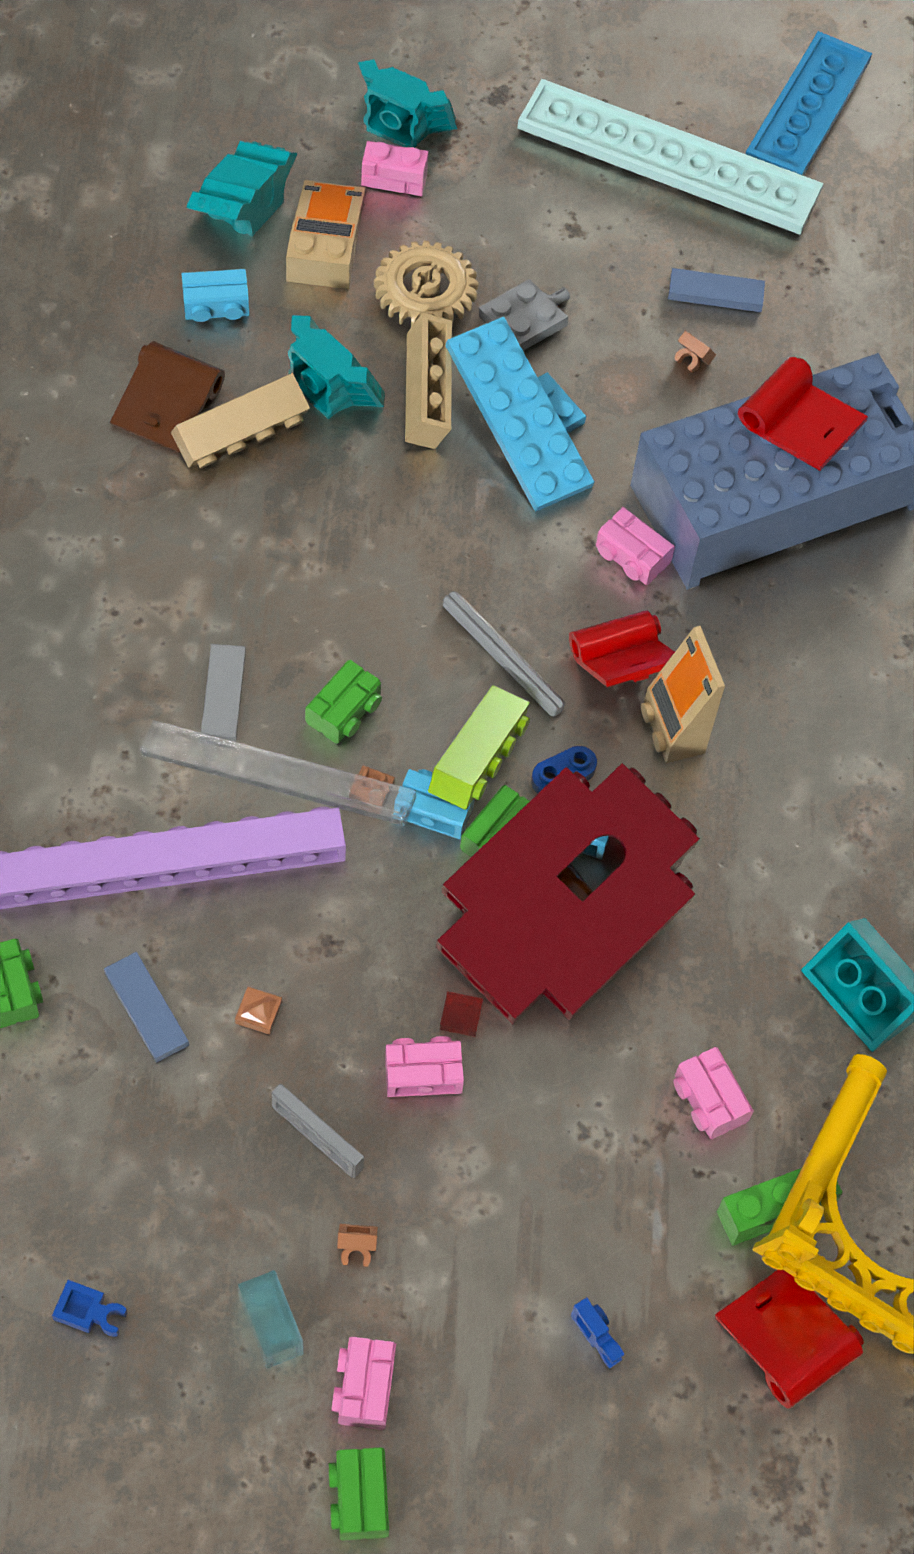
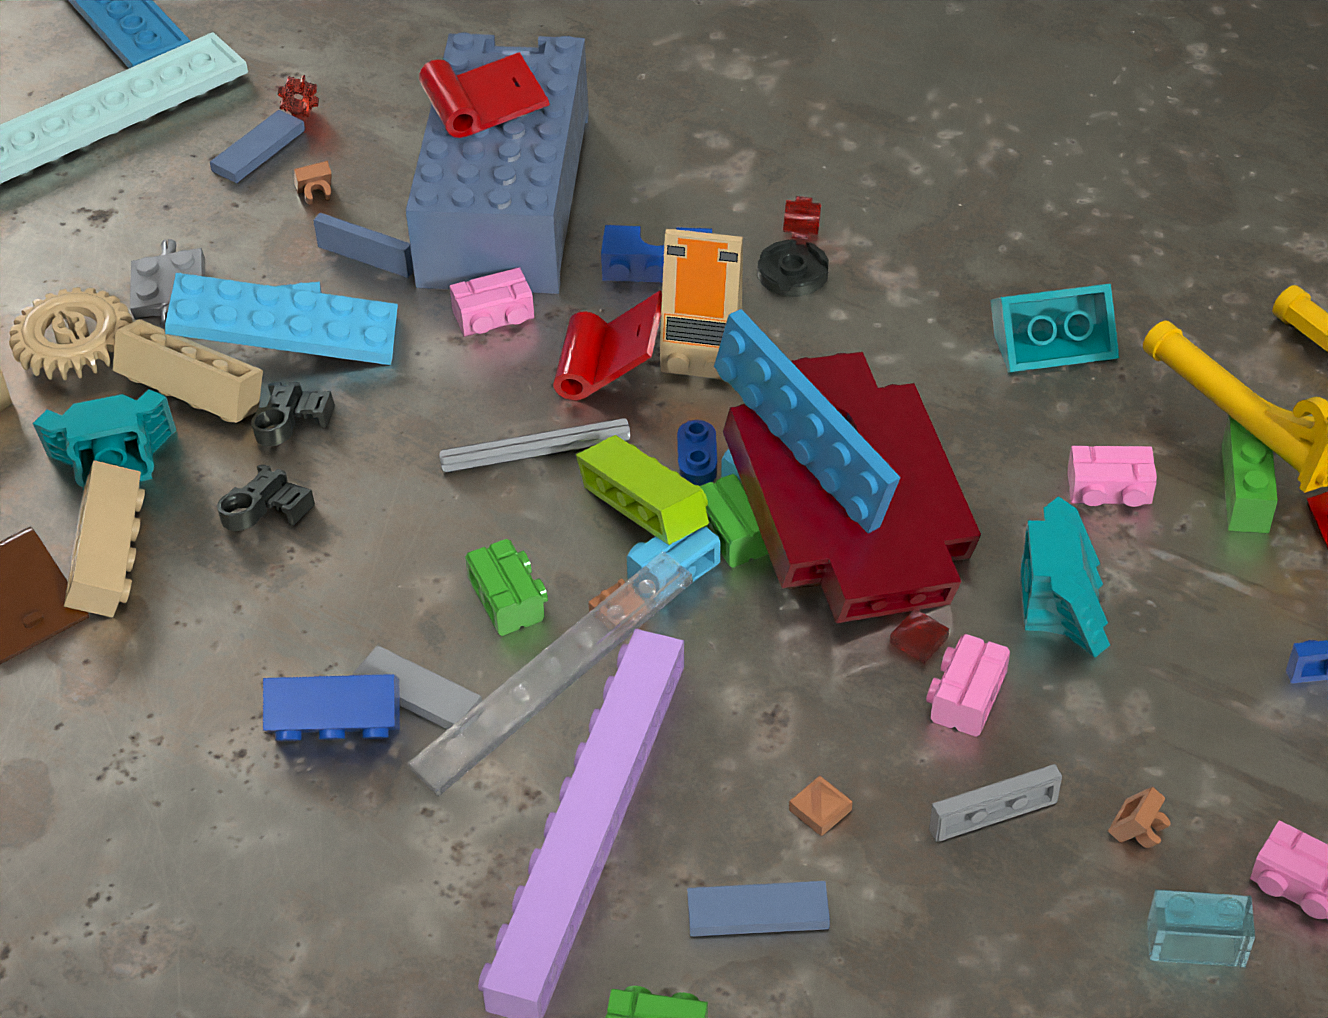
camera: 55 degrees left, 15 degrees down
(168, 645) = (331, 706): none -> brick
(349, 498) = (268, 489): none -> pearl dark grey piece
(445, 463) = (282, 407): none -> pearl dark grey piece
(565, 1097) = (1062, 579): none -> teal slope
(567, 813) = (805, 422): none -> dark azure plate
(642, 406) = (363, 245): none -> sand blue tile
(773, 663) = (630, 258): none -> blue arch
(784, 286) = (301, 87): none -> clear red gear
(823, 749) = (792, 268): none -> pearl dark grey tile
(879, 728) = (802, 217): none -> clear red gear

